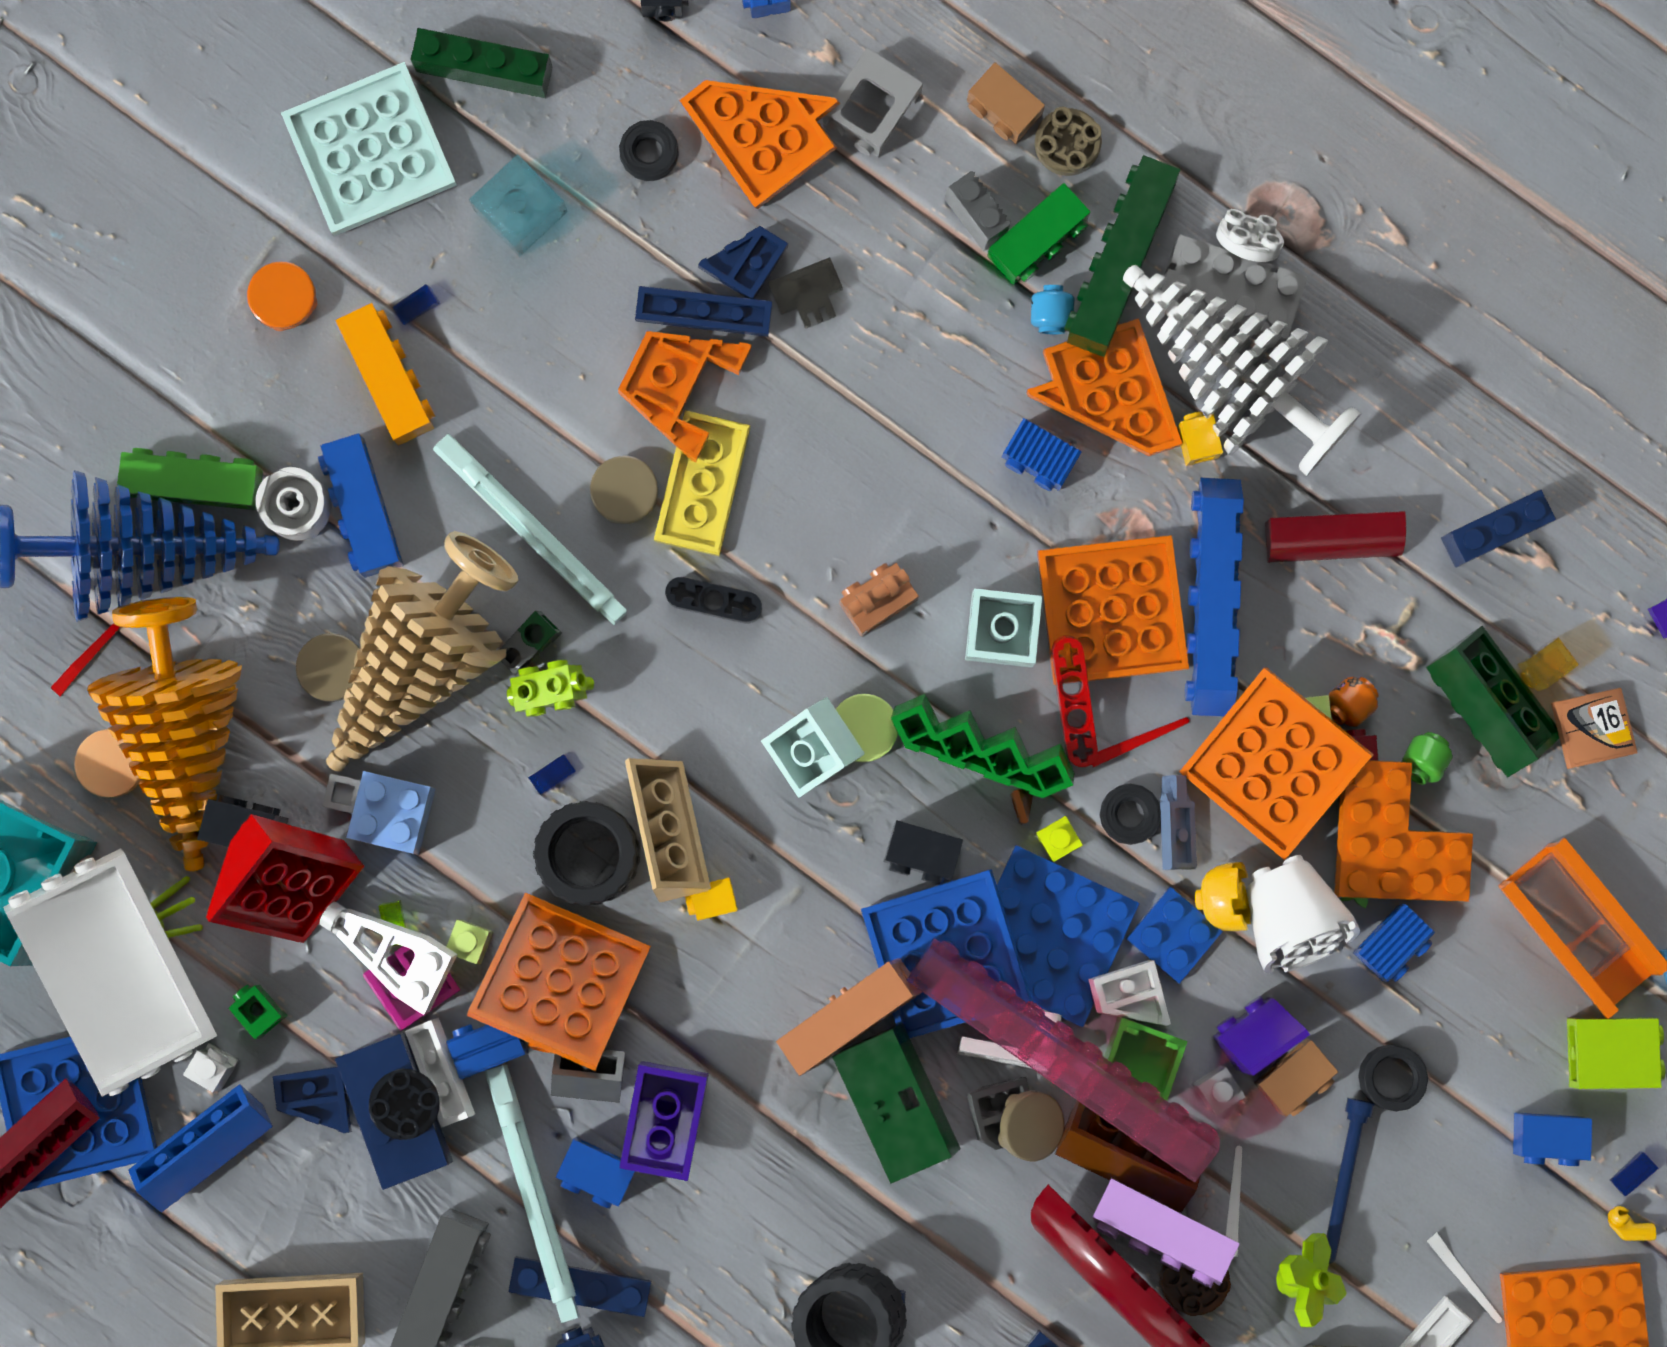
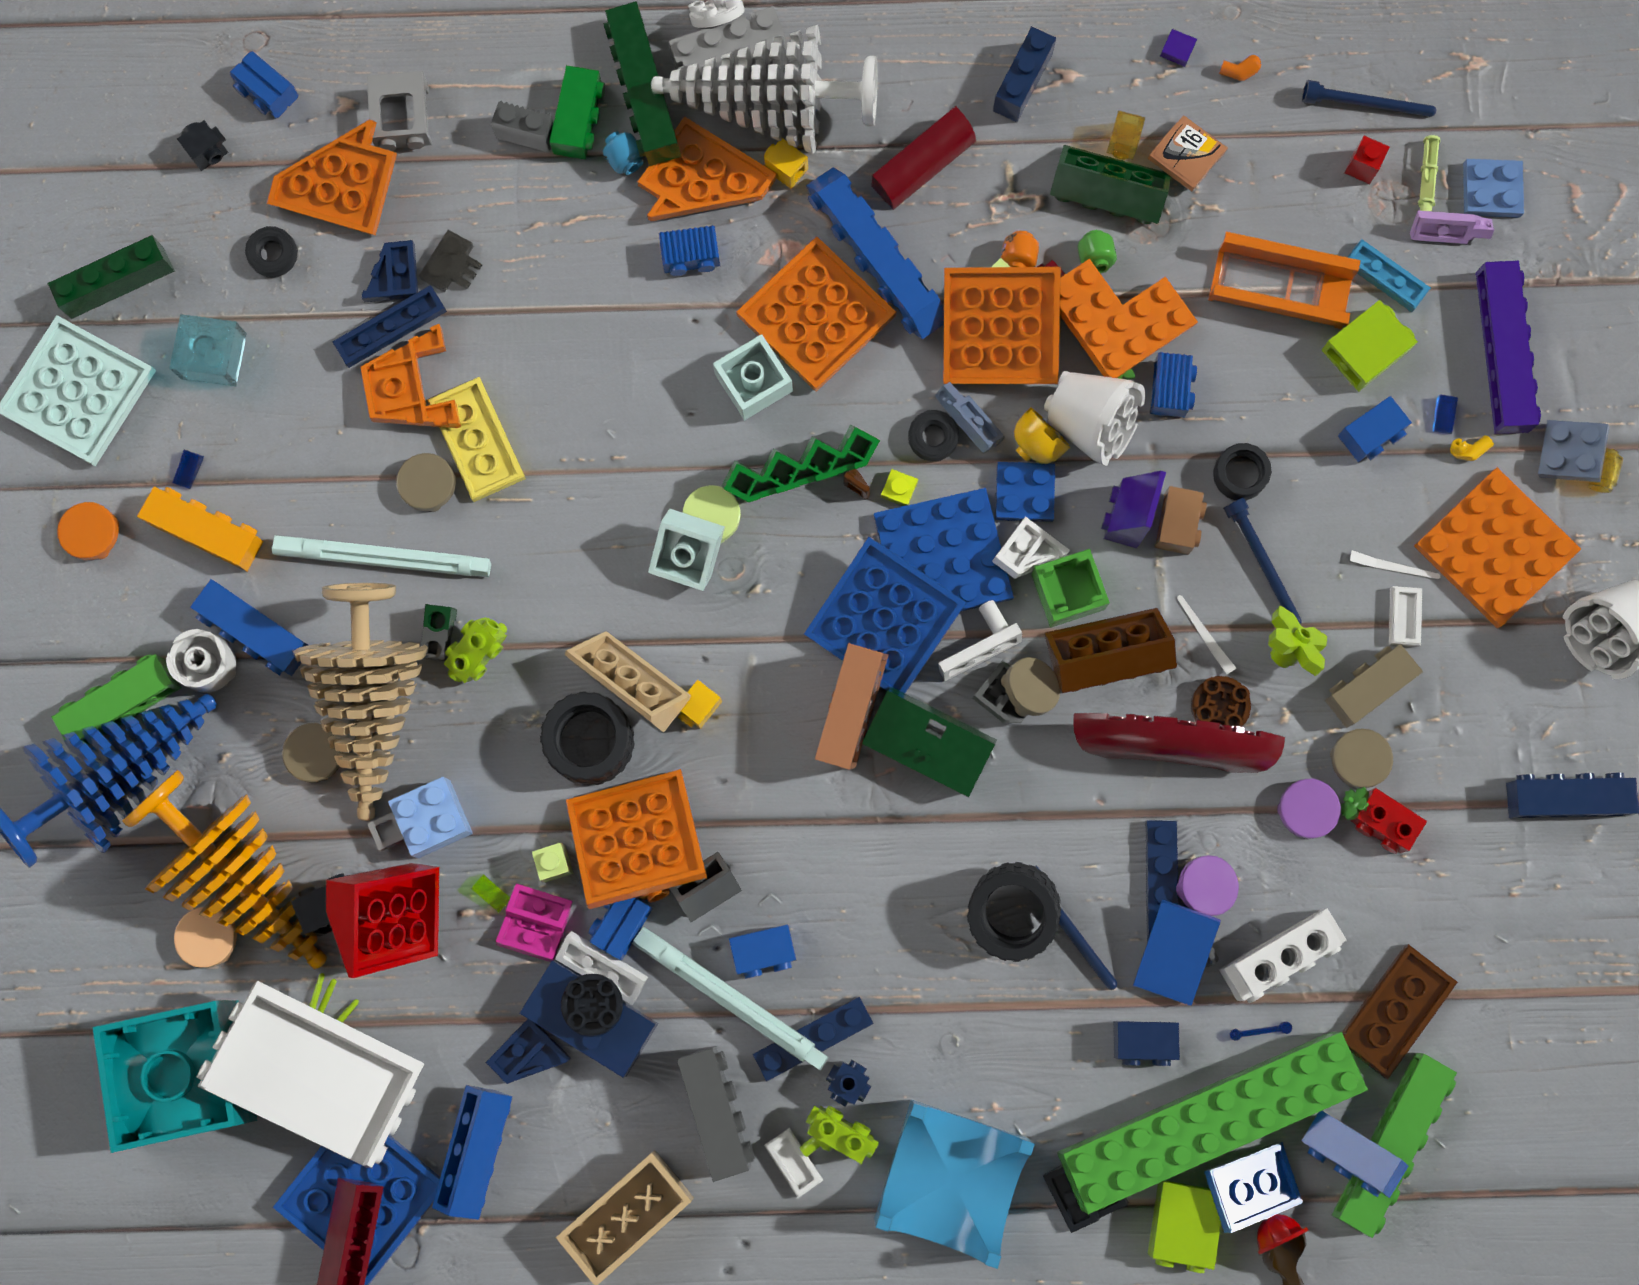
camera: 30 degrees left, 5 degrees down
(75, 668) = (131, 896): red sticker -> none
(211, 1068) = (437, 1090): white brick -> none
(242, 1009) = (427, 1030): green brick -> none
(427, 970) = (538, 906): white plate -> none
(552, 774) = (523, 708): clear blue piece -> none
(664, 1120) = (781, 877): dark purple slope -> none
(691, 584) = (528, 525): black beam -> none
(878, 598) = (654, 422): nougat brick -> none
(922, 852) = (814, 561): black brick -> none
(1004, 103) = (488, 47): medium nougat brick -> none
(1065, 1059) = (1018, 620): clear pink brick -> none
(1068, 141) = (549, 42): dark tan tile -> none
(1078, 700) = (841, 385): red beam -> none
(1125, 746) = (896, 393): red sticker -> none
(1164, 1232) = (1179, 683): lavender brick -> none
(1218, 1090) = (1136, 567): light grey brick -> none

